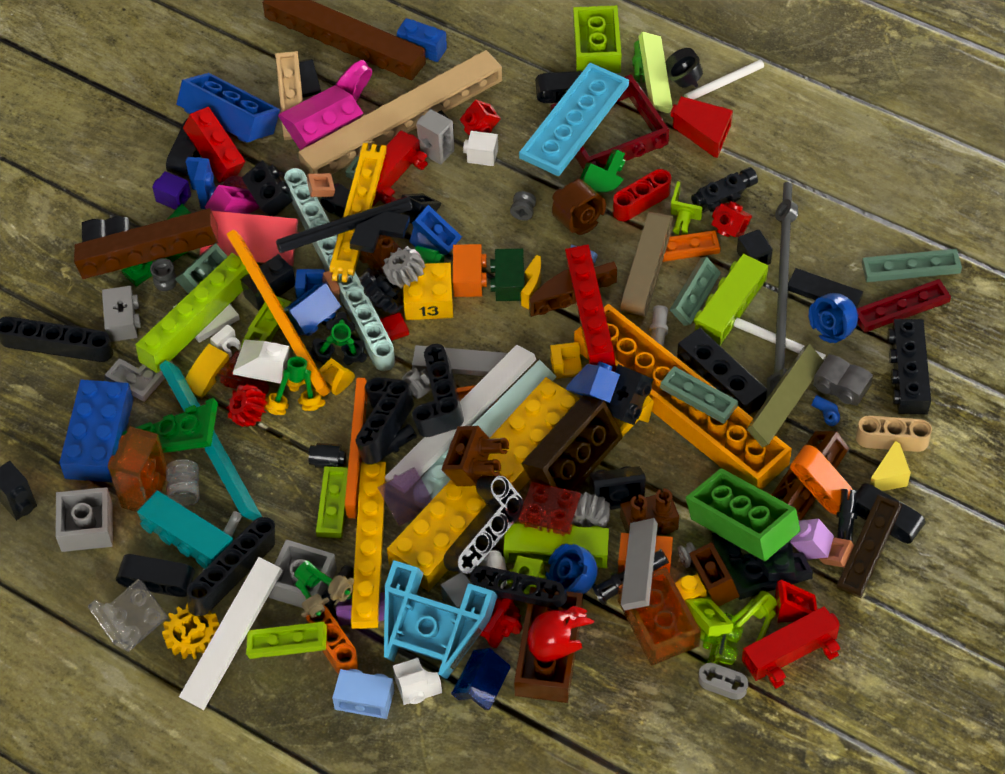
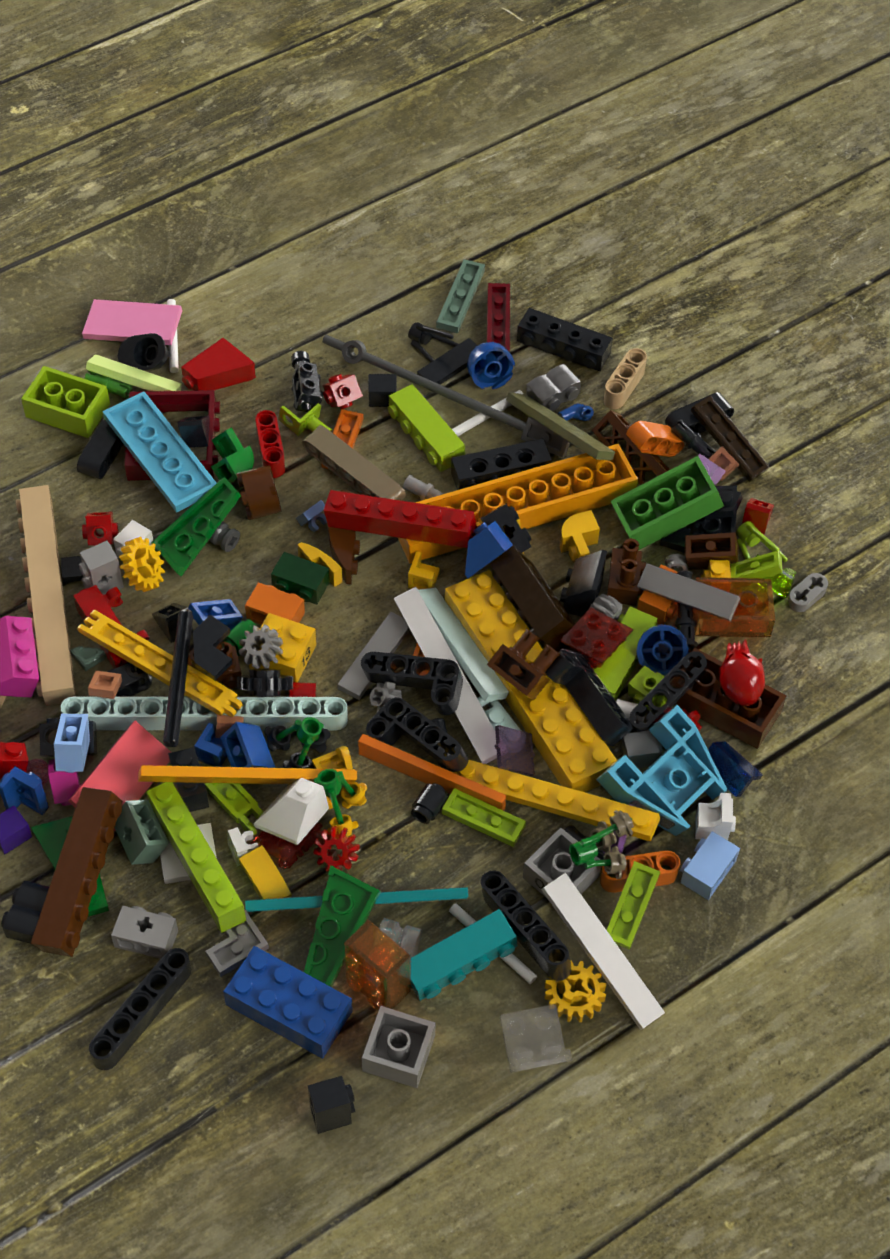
camera: 70 degrees left, 0 degrees up
(157, 574) = (495, 1000): black beam -> none
(163, 274) = (118, 874): dark grey wheel -> none
(245, 183) = (72, 742): none -> light blue brick
(462, 153) = (141, 564): none -> yellow gear
(511, 178) = (194, 528): none -> green wing
(611, 131) = (195, 431): none -> black slope
(677, 460) = (578, 533): none -> yellow brick
(695, 291) = (401, 449): sand green plate -> none
(699, 394) = (535, 480): sand green plate -> none
(717, 46) = (122, 319): none -> bright pink tile
(791, 643) = (796, 532): red brick -> none
(841, 255) = (422, 335): none -> black plant
(892, 471) = (658, 393): light yellow slope -> none

